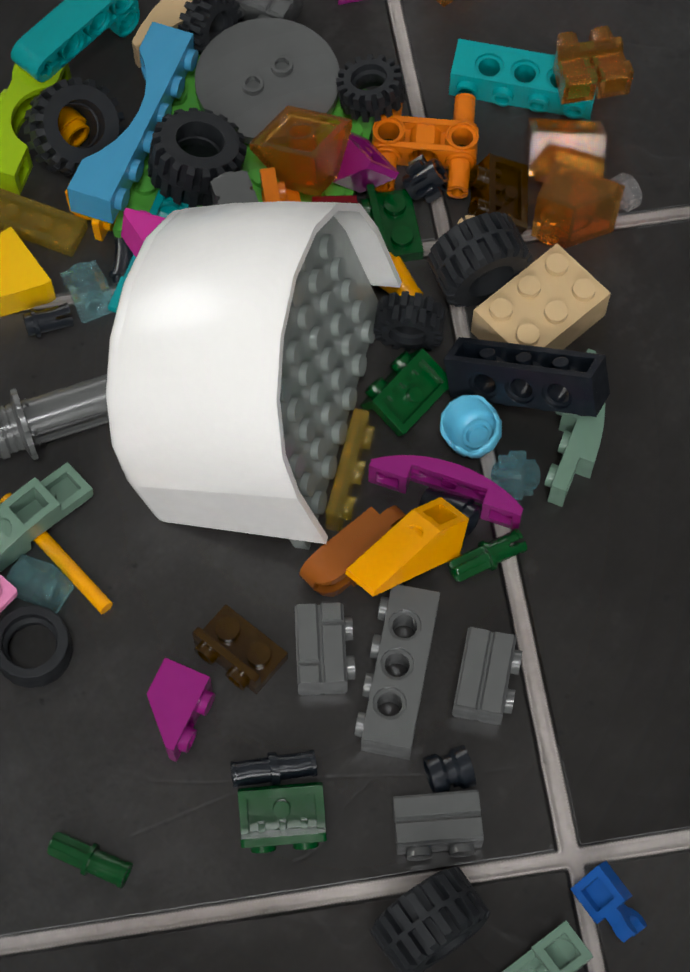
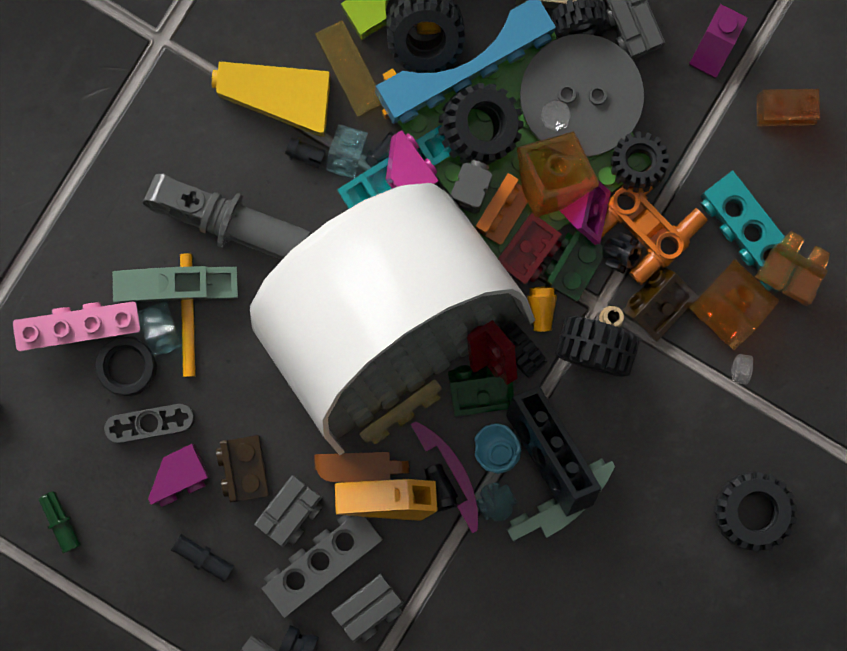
camera: 45 degrees right, 20 degrees up
(75, 700) = (128, 434): none -> dark grey beam
(259, 103) = (555, 115): none -> clear tile
(282, 816) = (182, 591): dark green bracket -> none
(389, 328) = (492, 347): none -> dark red bracket
(487, 555) = (436, 535): dark green axle -> none
(543, 304) = (610, 407): tan brick -> none
(575, 206) = (692, 357): clear orange slope -> none

